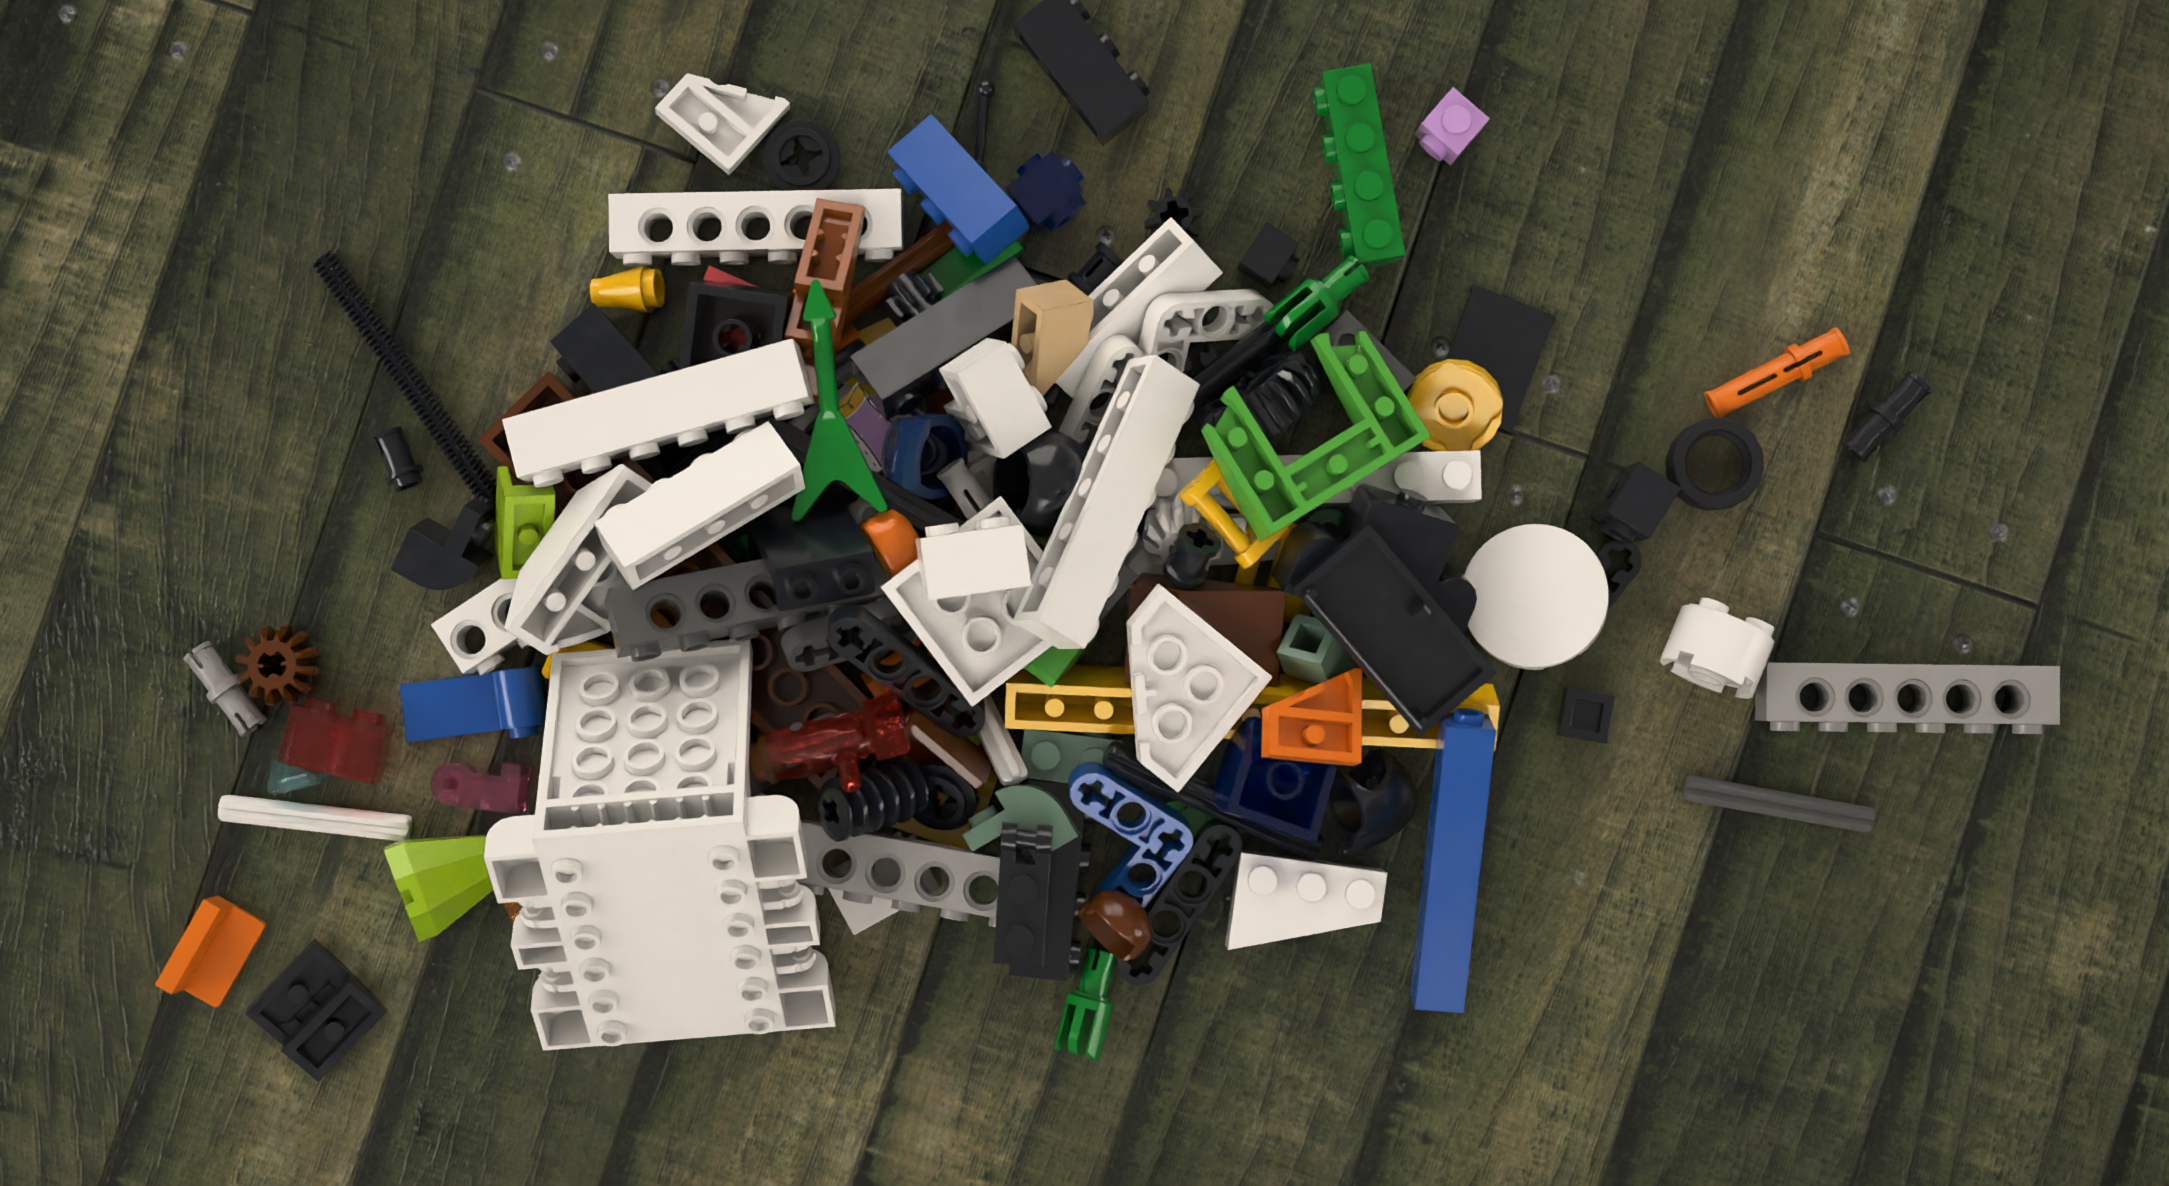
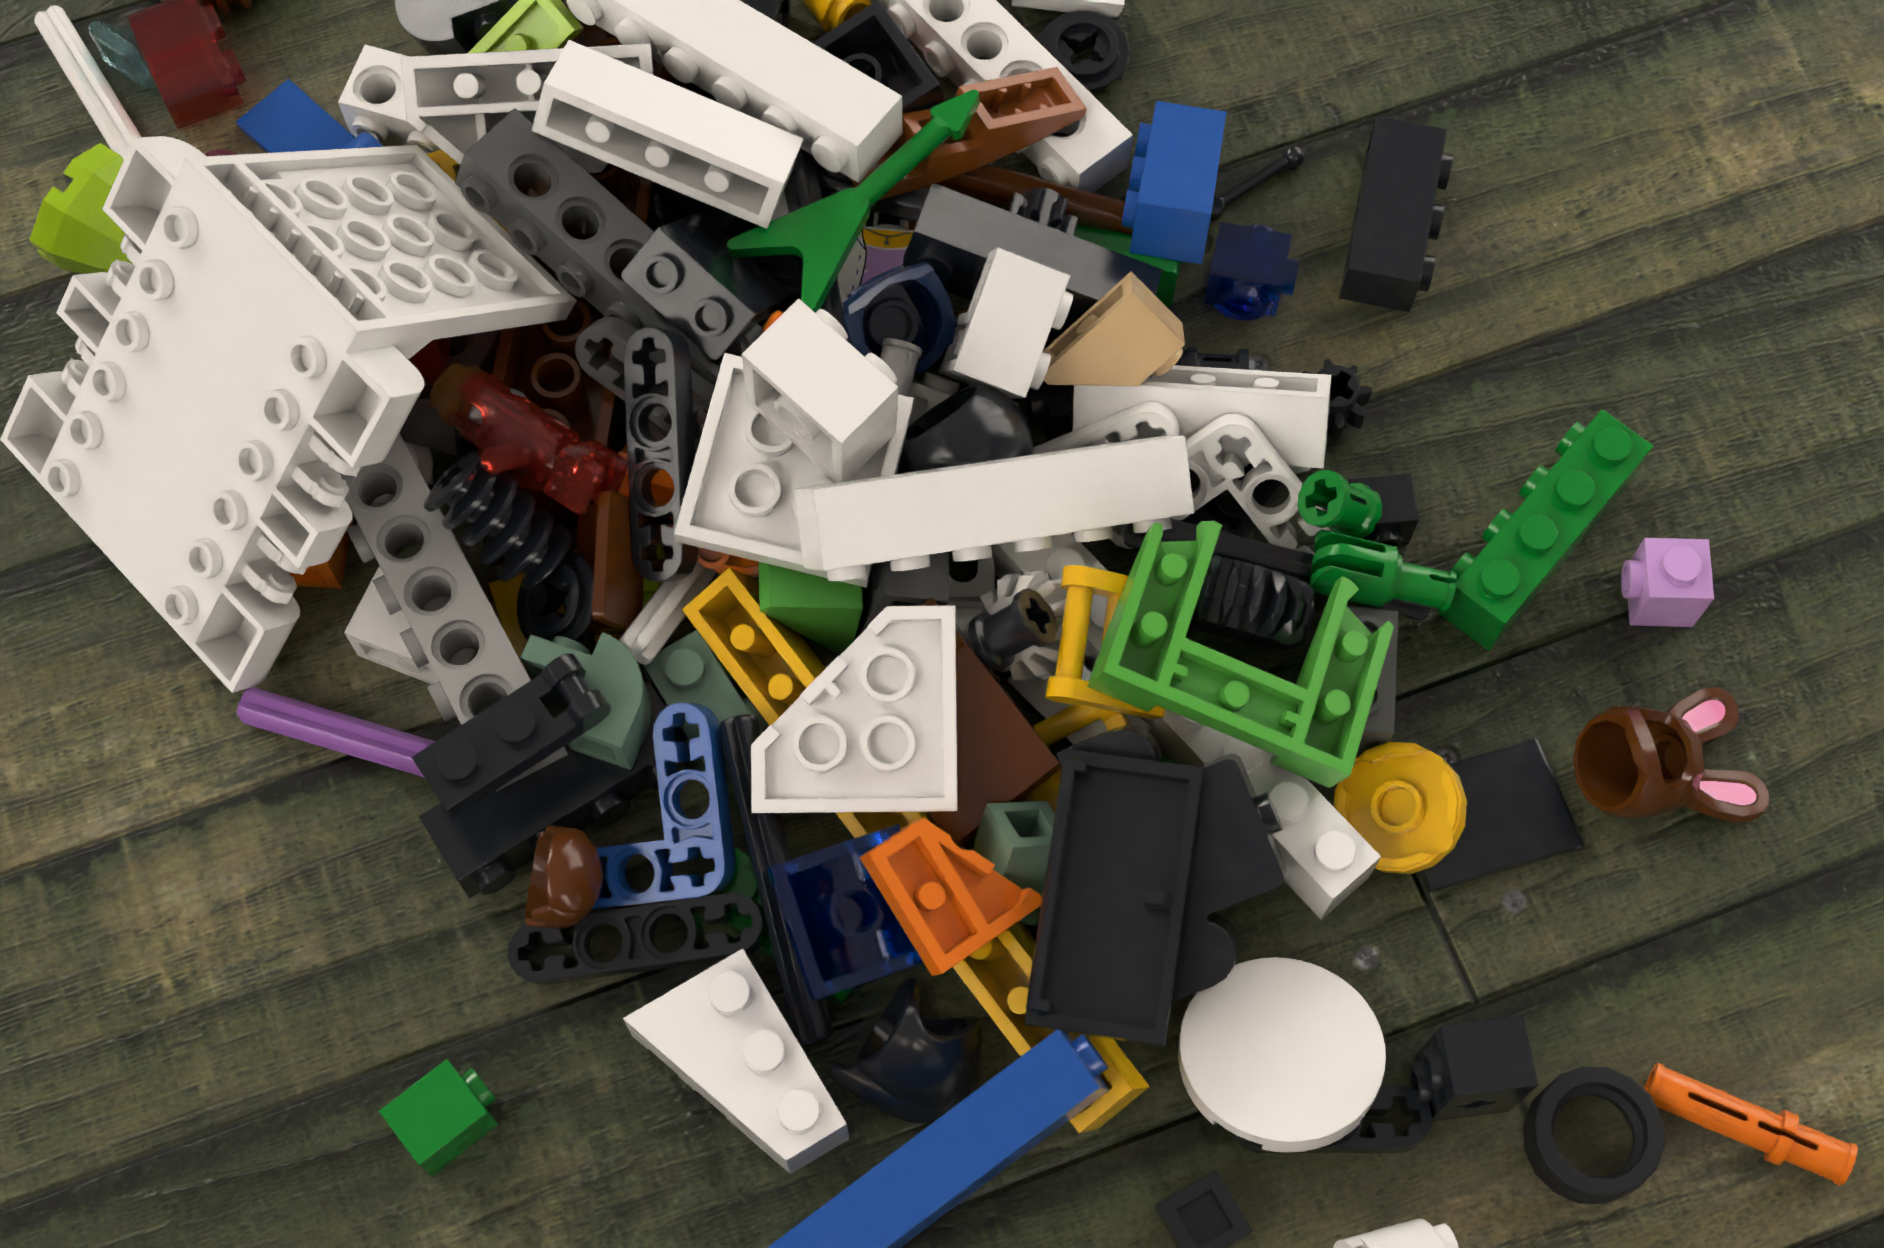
camera: 55 degrees right, 20 degrees down
(914, 972) = (331, 729): none -> medium lavender axle
(1087, 1009) = (445, 937): green arm -> none
(1193, 1086) = (441, 1115): none -> green brick
(1263, 291) = (1334, 494): none -> green bush
(1547, 240) = (1653, 762): none -> reddish brown piece

